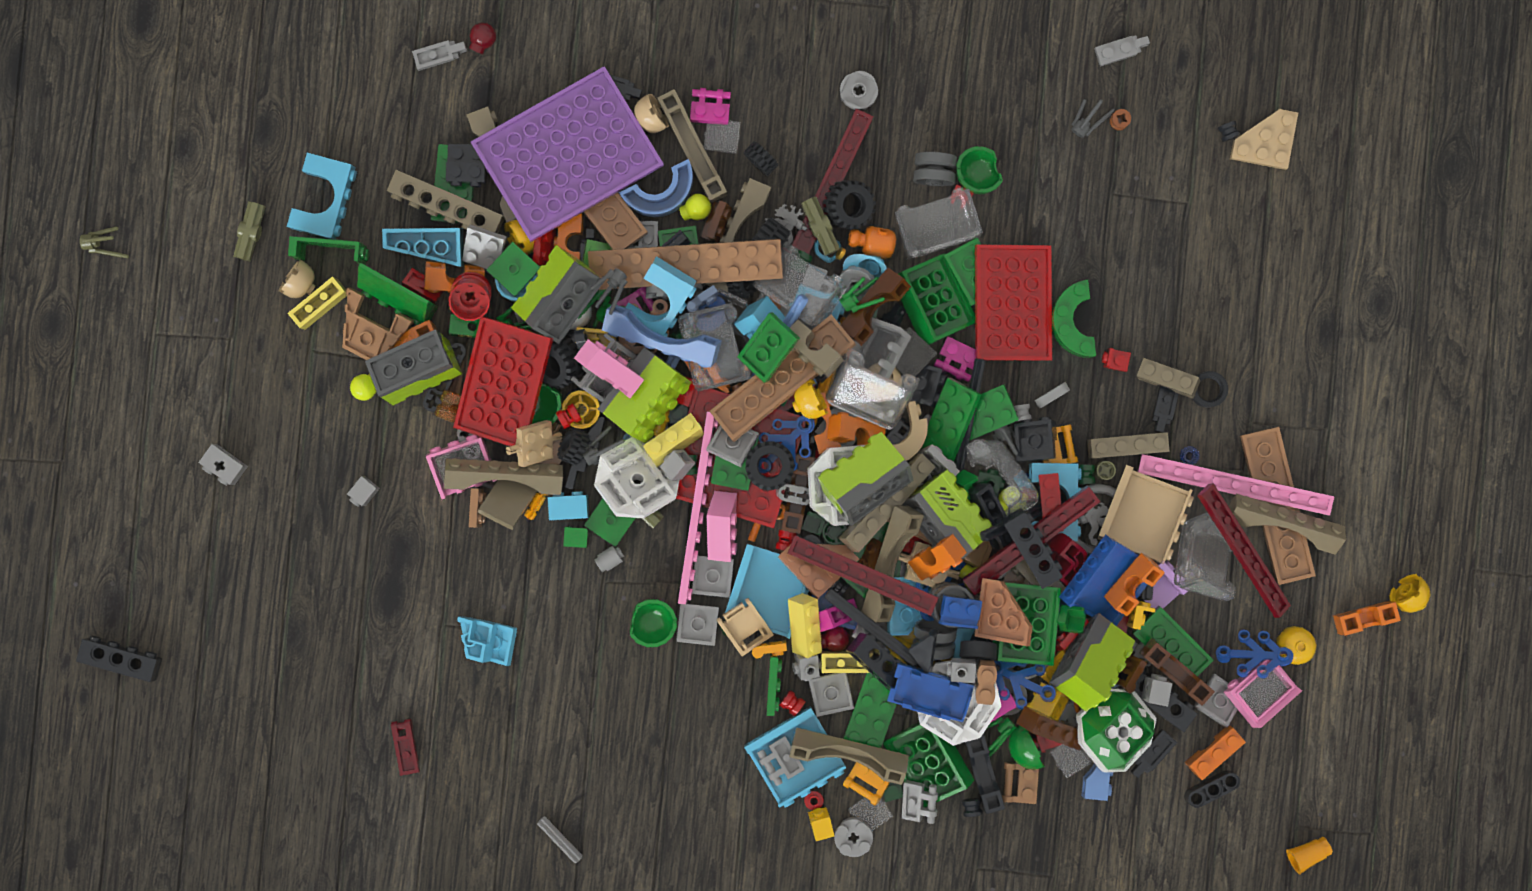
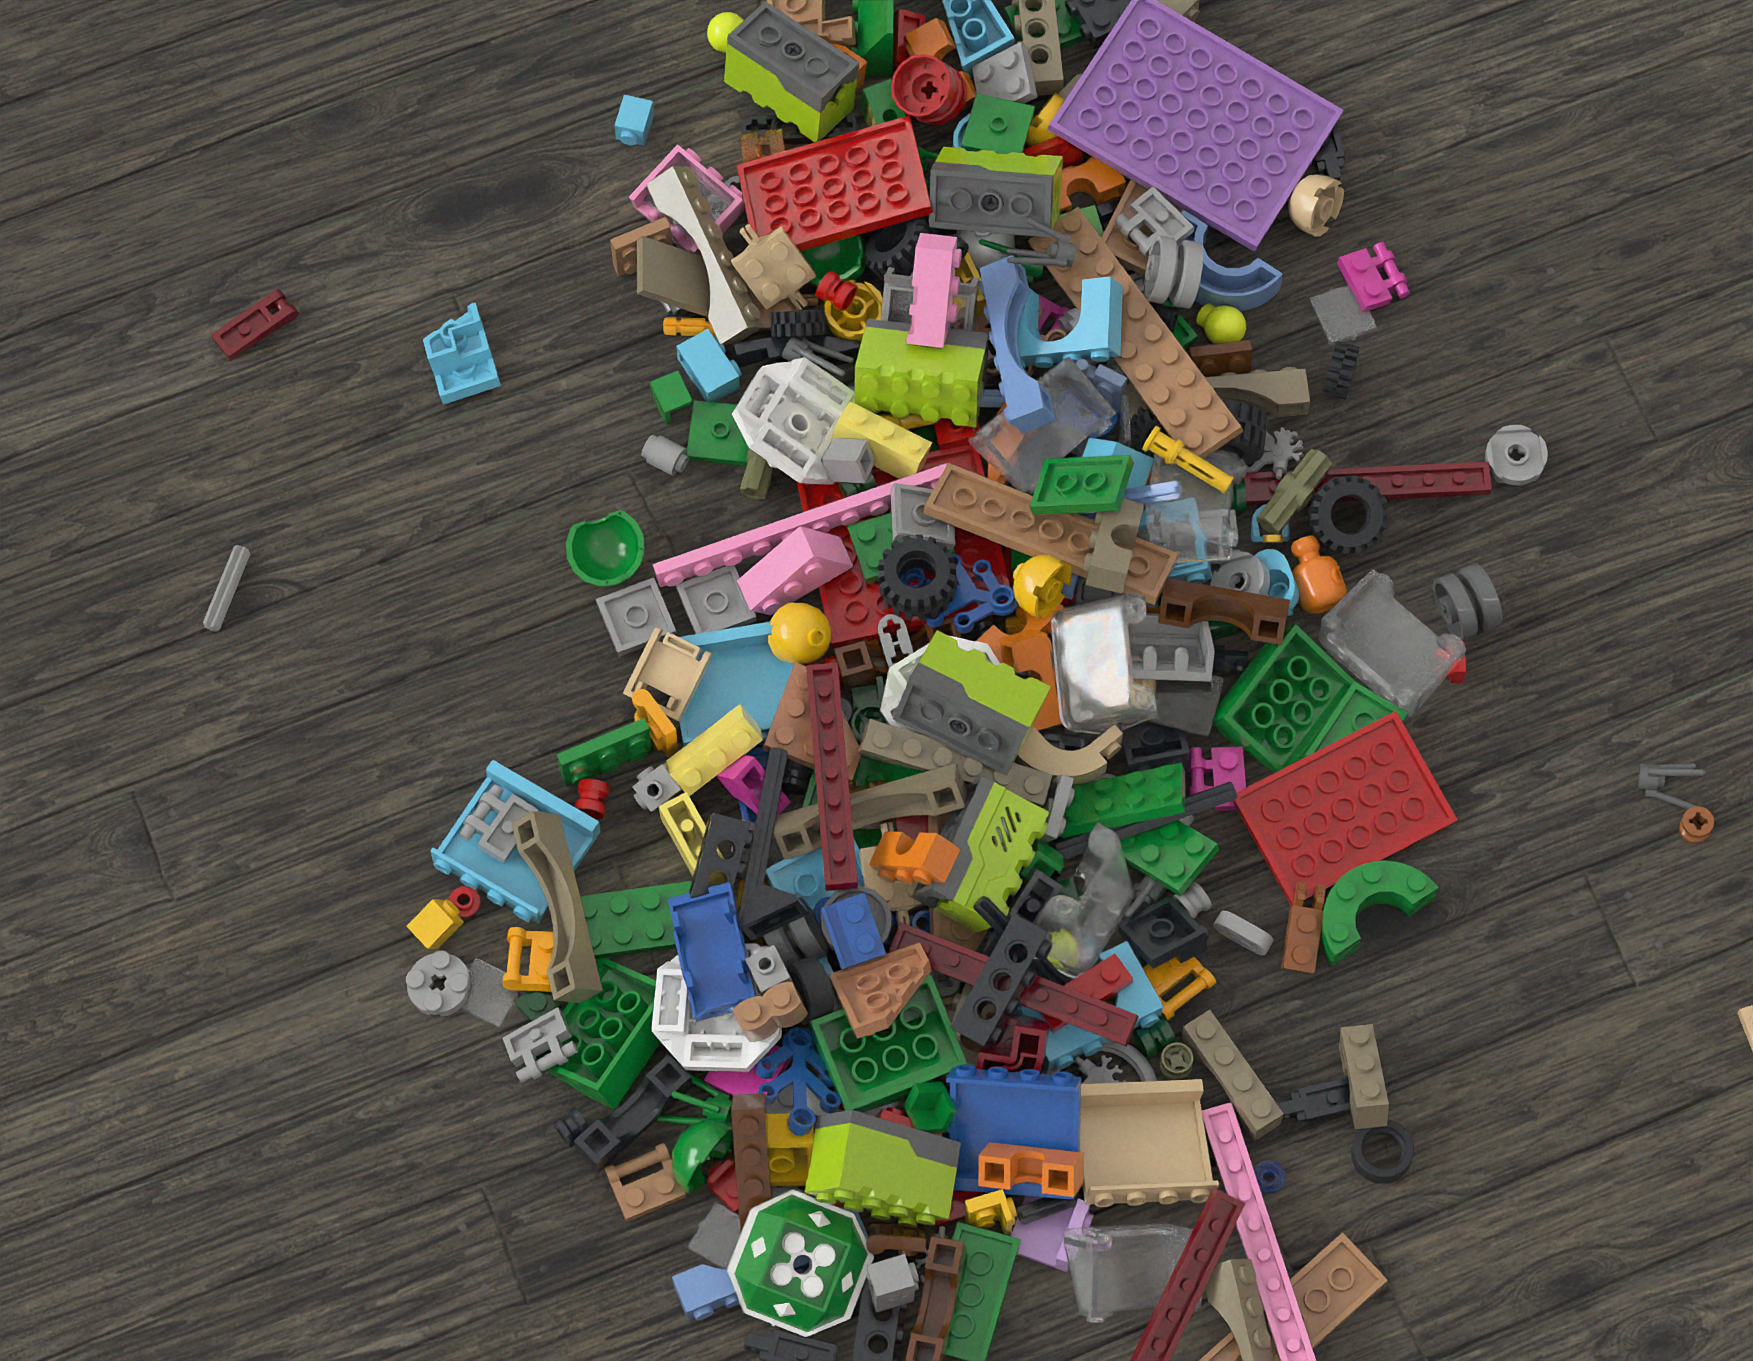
camera: 65 degrees right, 20 degrees down
(362, 491) = (583, 99): light grey brick -> none
(391, 469) = (634, 120): none -> medium azure brick
(622, 208) = (1158, 216): none -> light grey plate
(662, 222) = (1173, 272): none -> light grey wheel
(692, 146) = (1285, 304): dark tan arch -> none
(760, 543) = (799, 633): none -> yellow cylinder
(774, 284) = (1175, 453): none -> yellow pin
(831, 693) = (634, 847): light grey plate -> none
(835, 639) = (715, 801): dark red piece -> none
(849, 299) = (1211, 572): green plant -> none
(978, 170) = (1501, 660): green cylinder -> none
(1069, 362) = (1303, 931): none -> dark orange hinge
(1116, 359) = (1347, 997): red bracket -> none

